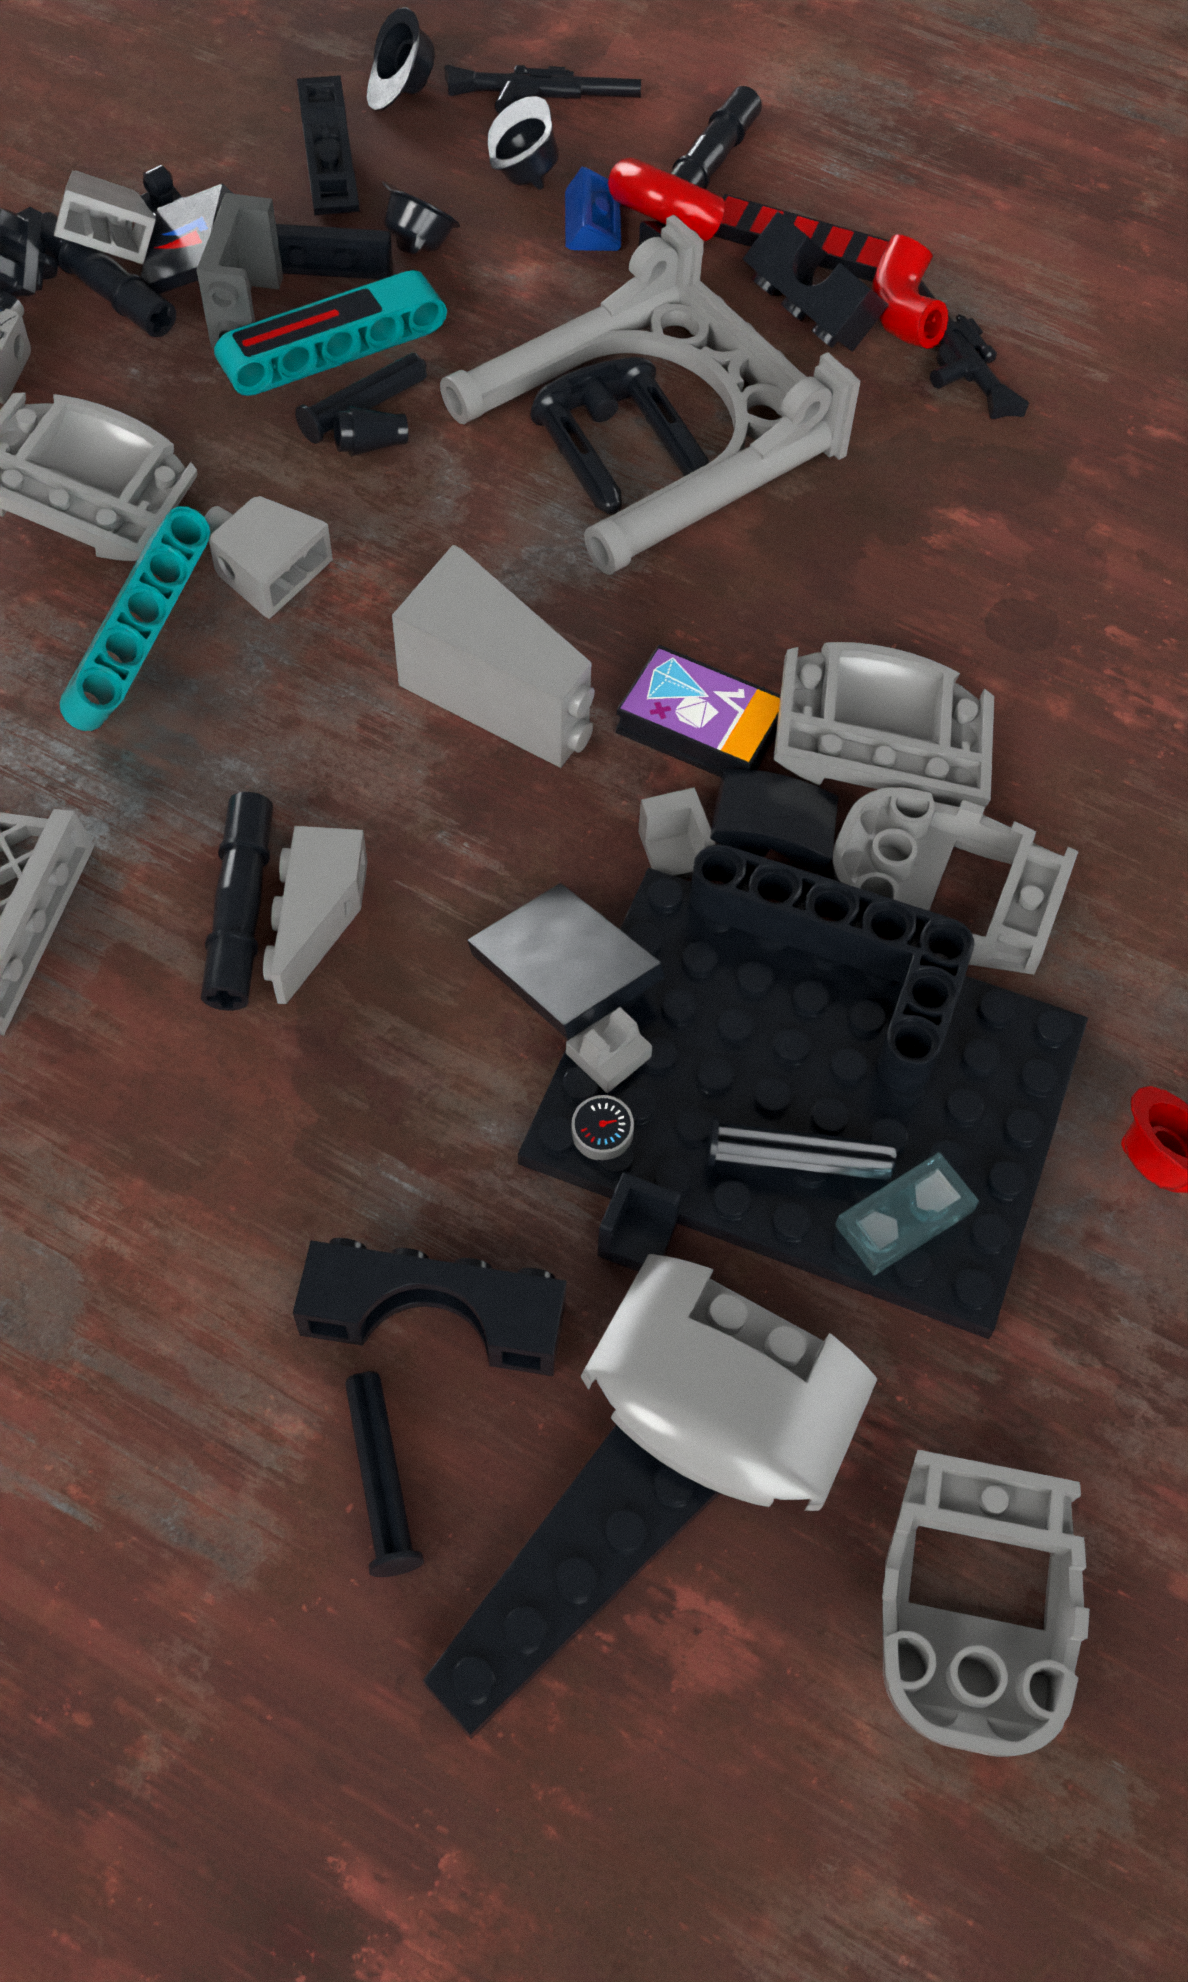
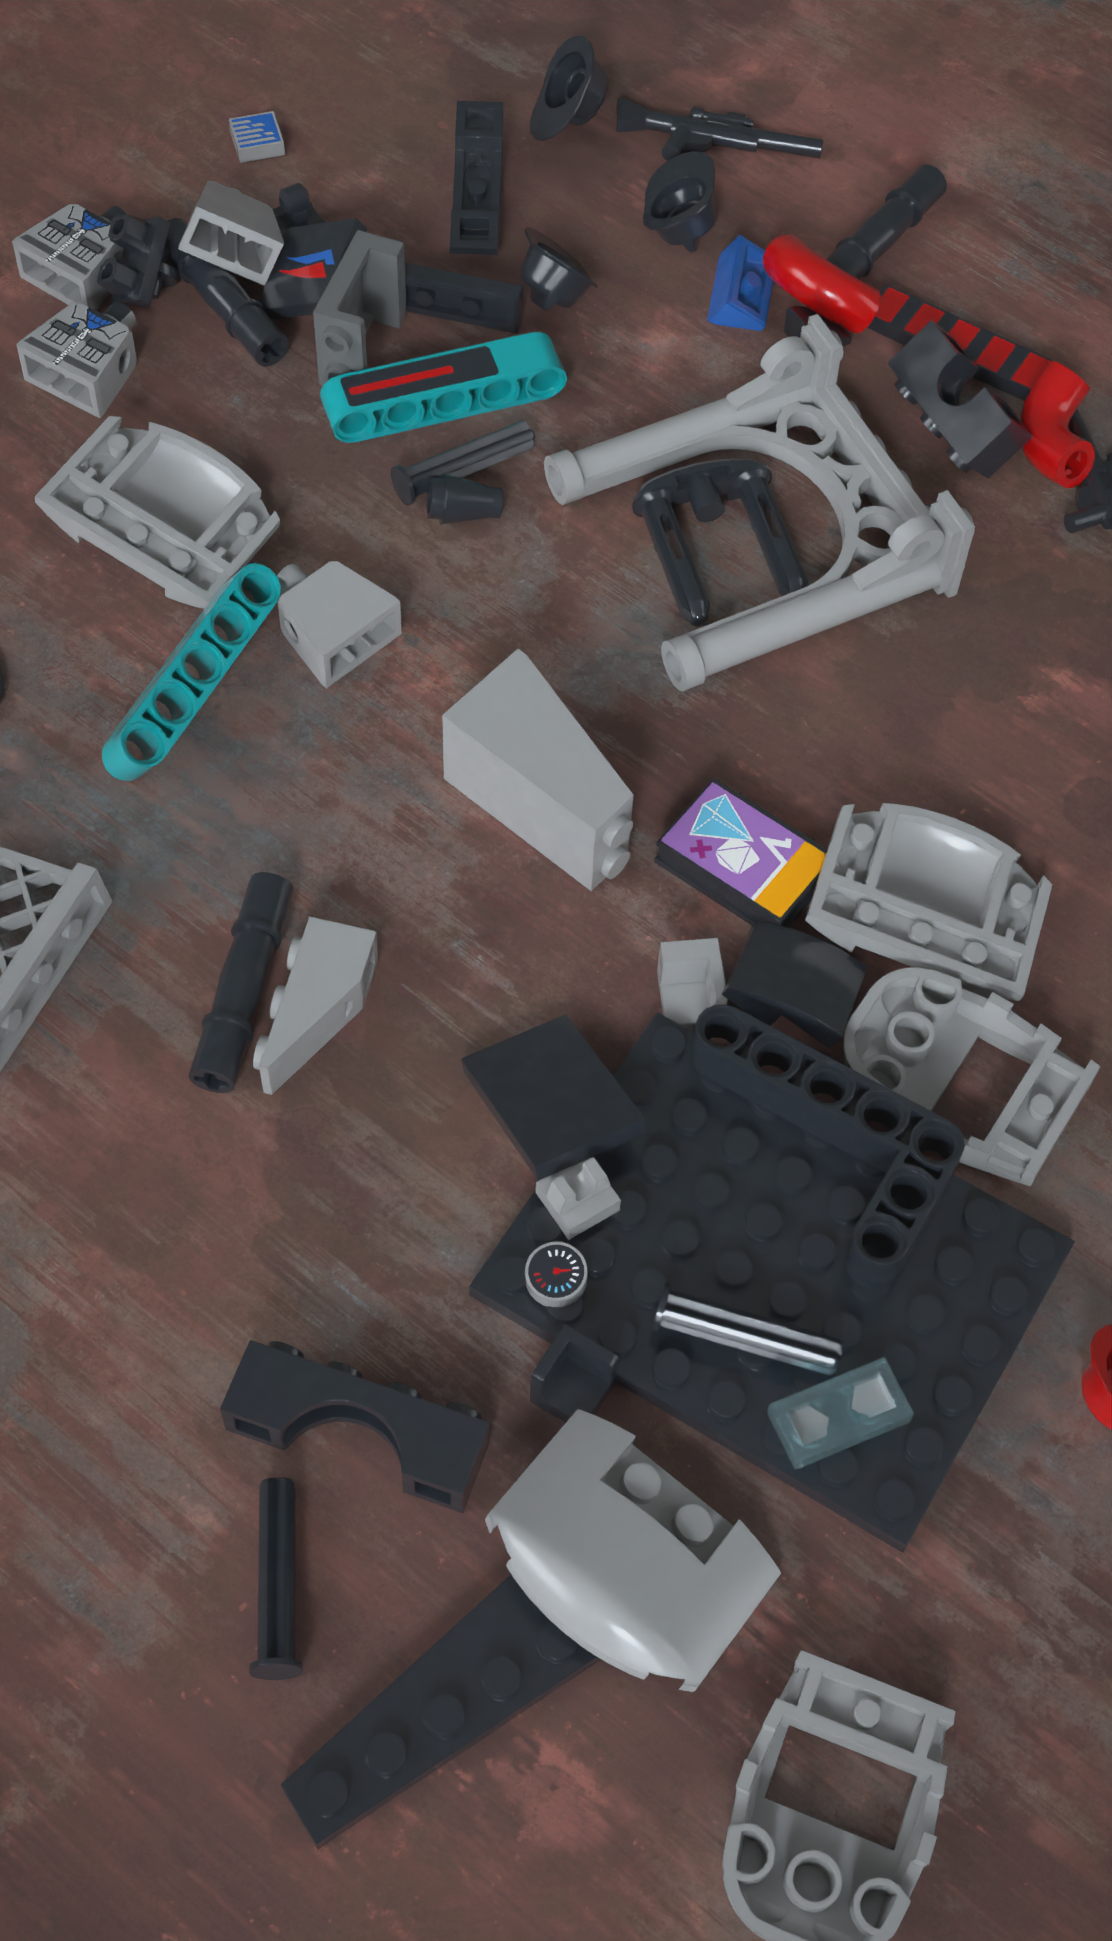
camera: 10 degrees right, 0 degrees up
(111, 137) = (256, 136): none -> light grey tile

